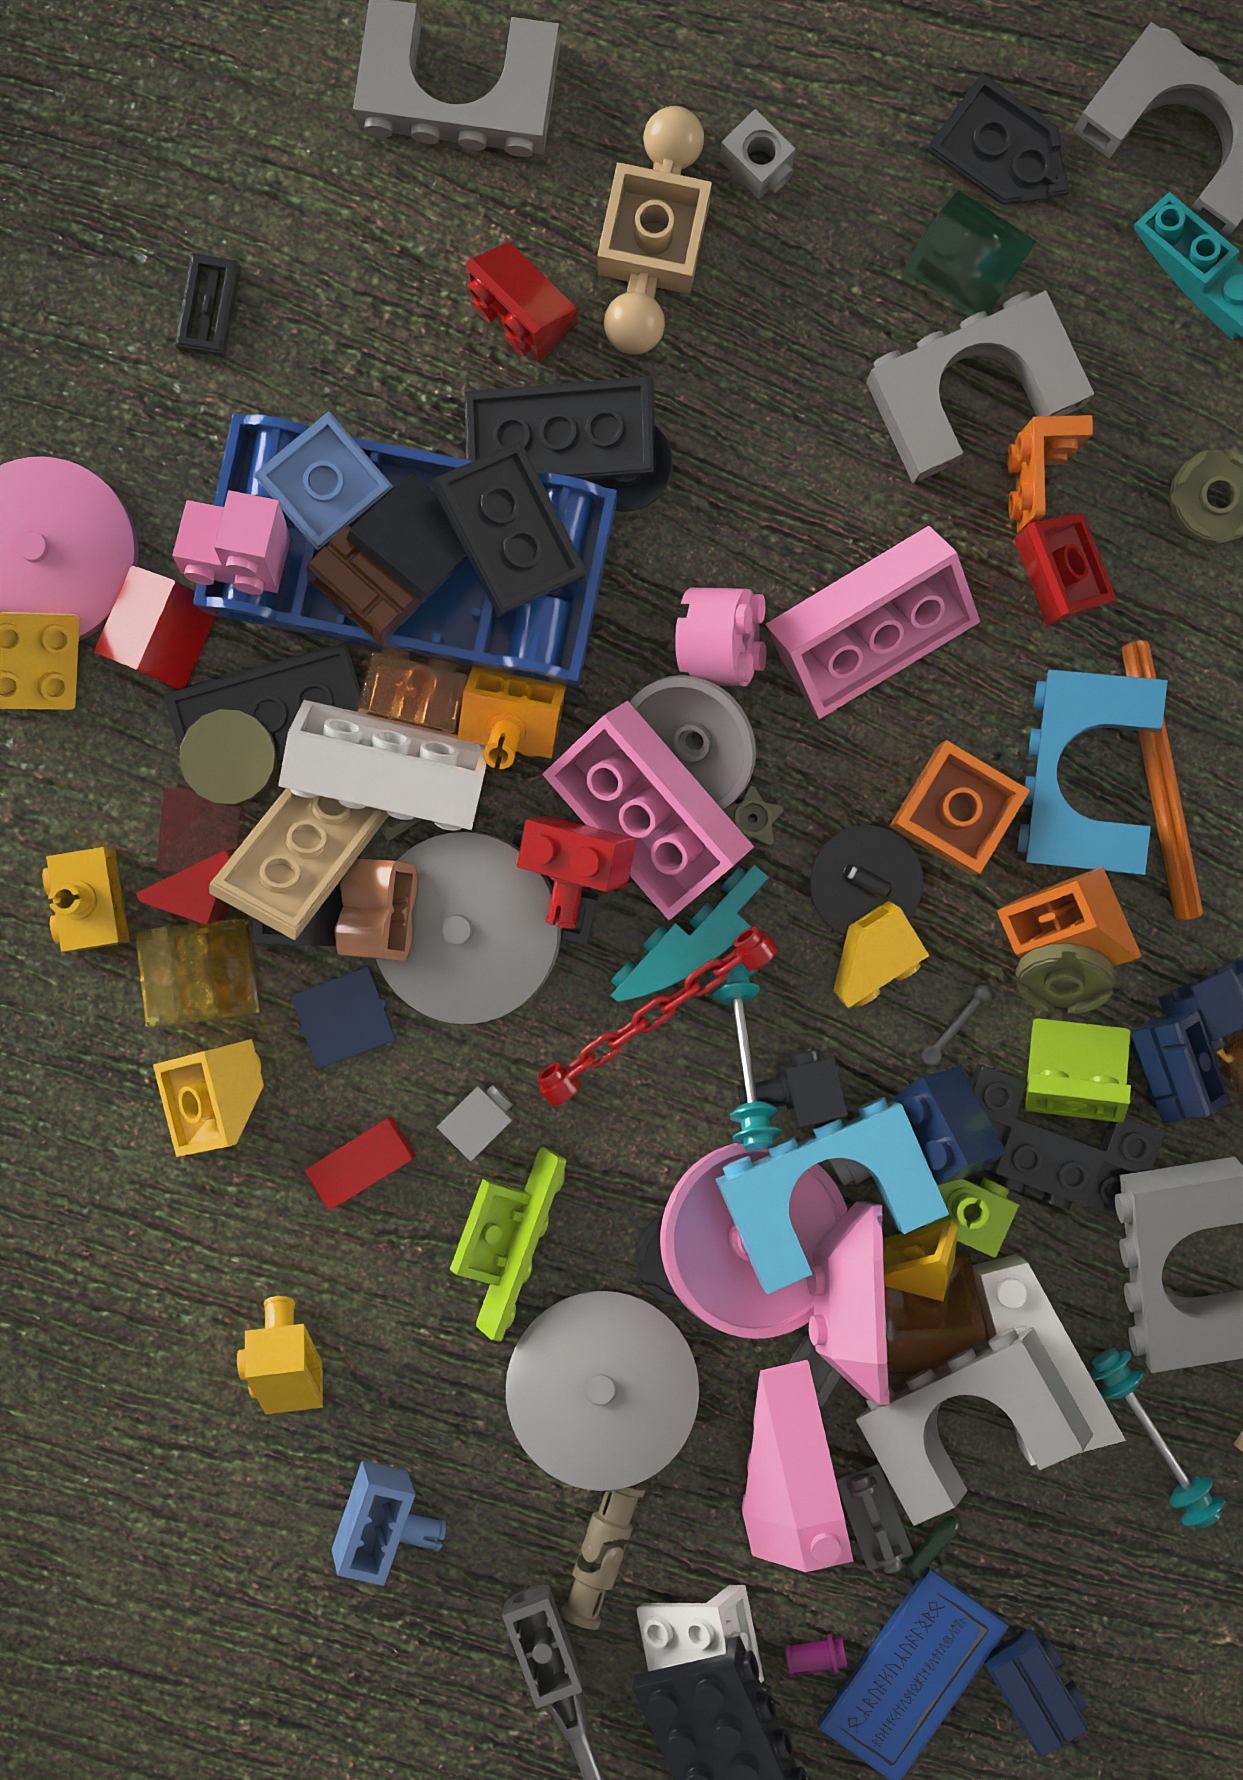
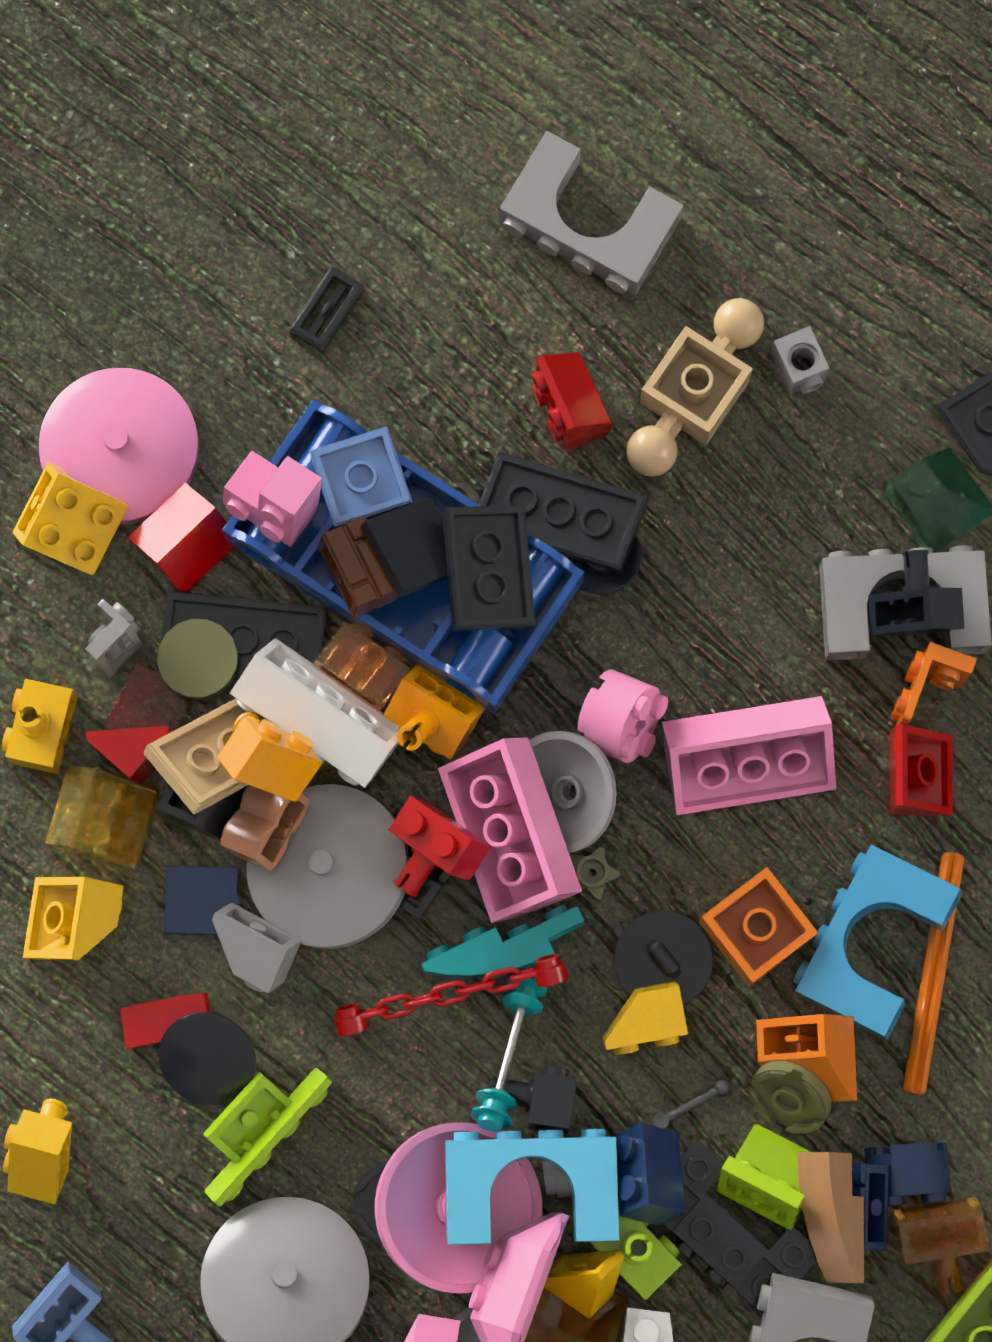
camera: 20 degrees right, 10 degrees down
(129, 776) = (116, 643): none -> light grey bracket
(352, 843) = (269, 757): none -> light orange brick
(420, 1187) = (207, 1058): none -> black shield
(422, 1048) = (255, 947): none -> light grey slope
(477, 1120) = (274, 1023): light grey brick -> none
(999, 381) = (918, 605): none -> black brick
(1164, 1090) = (833, 1215): none -> medium nougat slope

